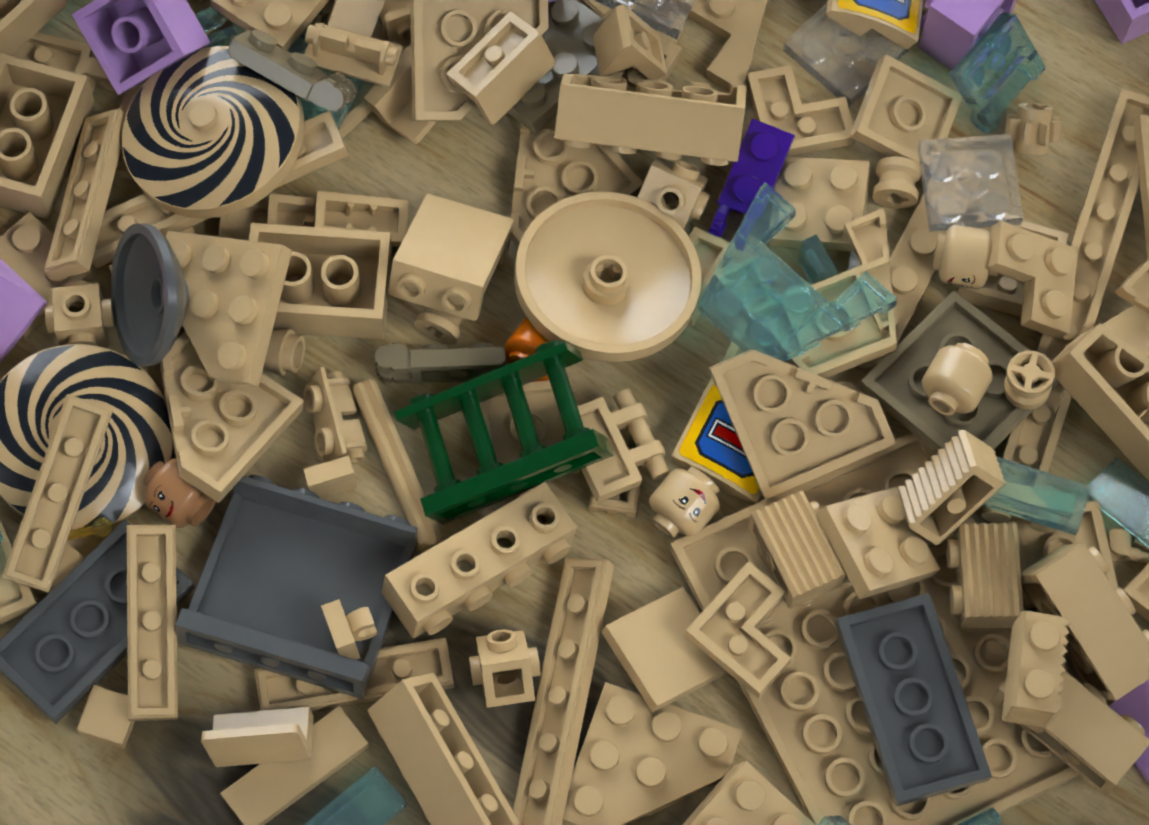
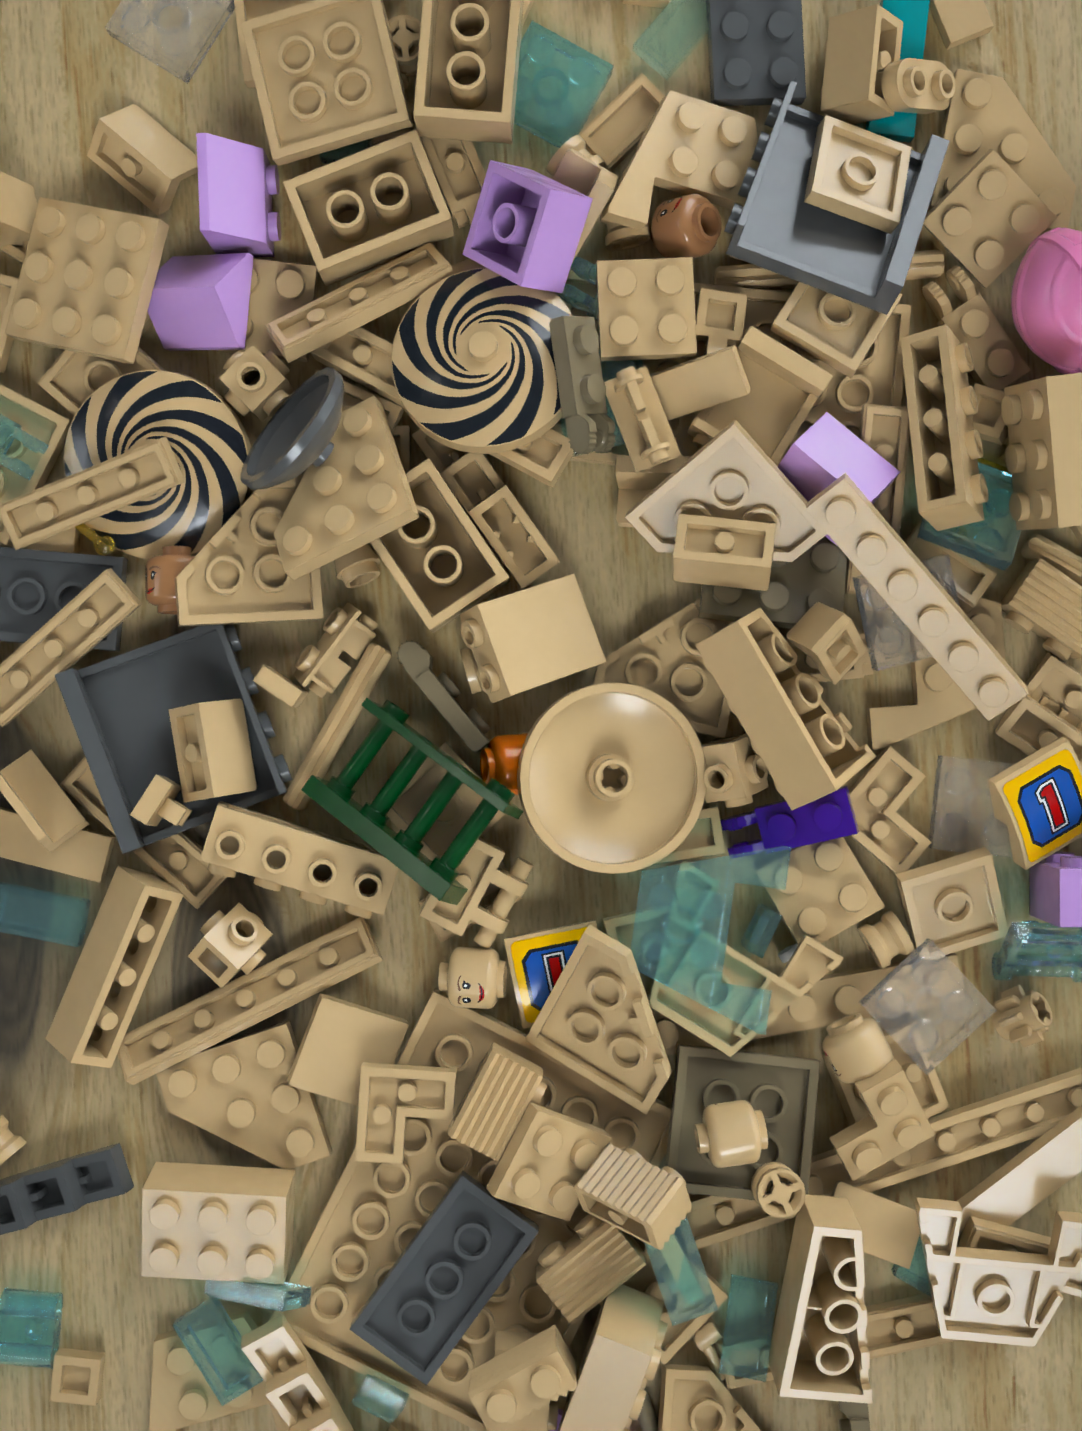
camera: 55 degrees right, 20 degrees up
(334, 562) = (212, 749): none -> tan panel

